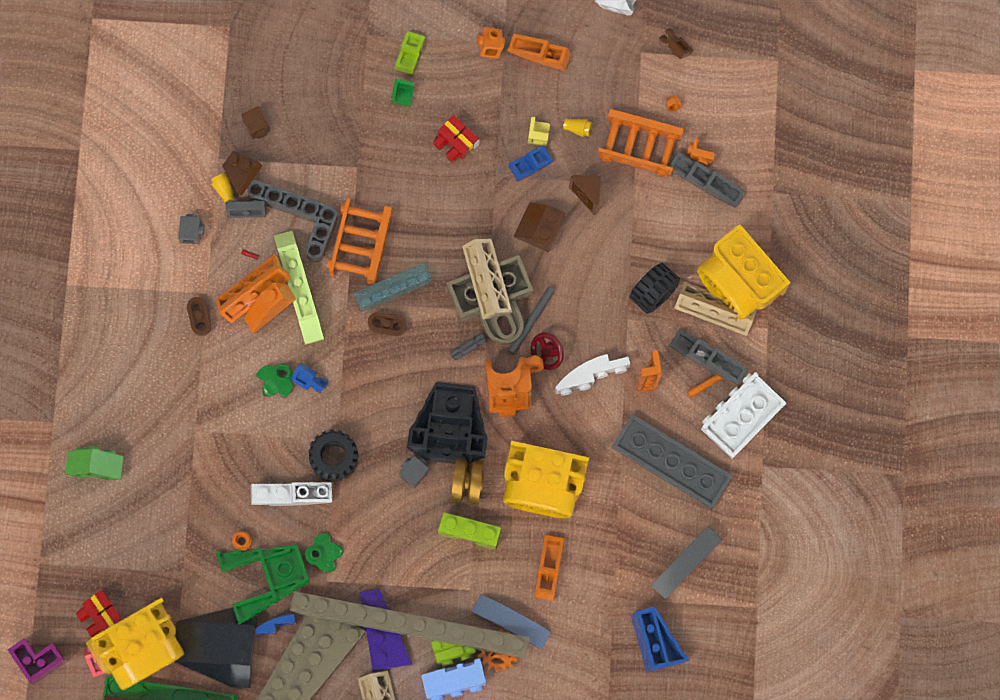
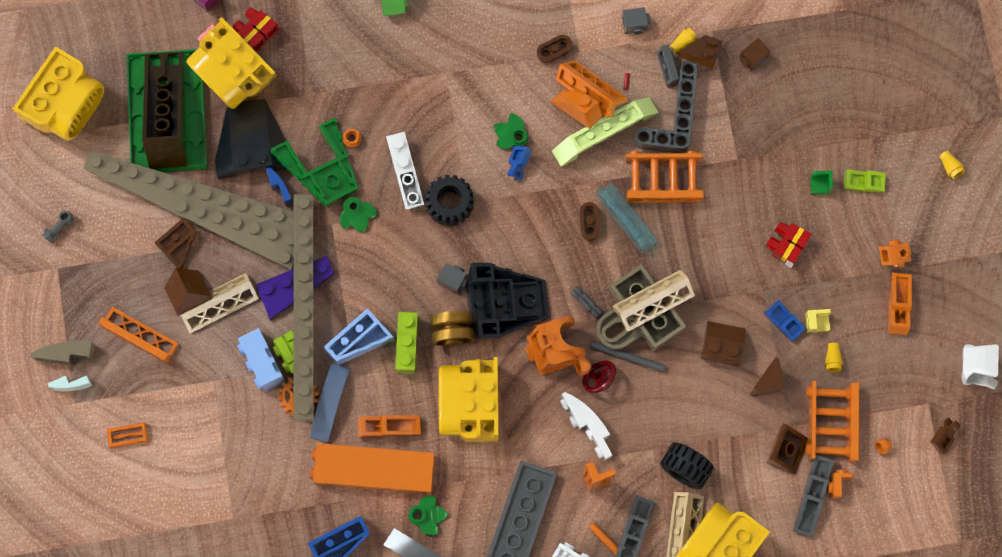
camera: 80 degrees right, 0 degrees up
(453, 575) = (358, 338): none -> light blue wedge
(588, 592) = (373, 468): none -> orange brick
(645, 547) = (430, 515): none -> green plate
(656, 193) = (787, 449): none -> reddish brown slope

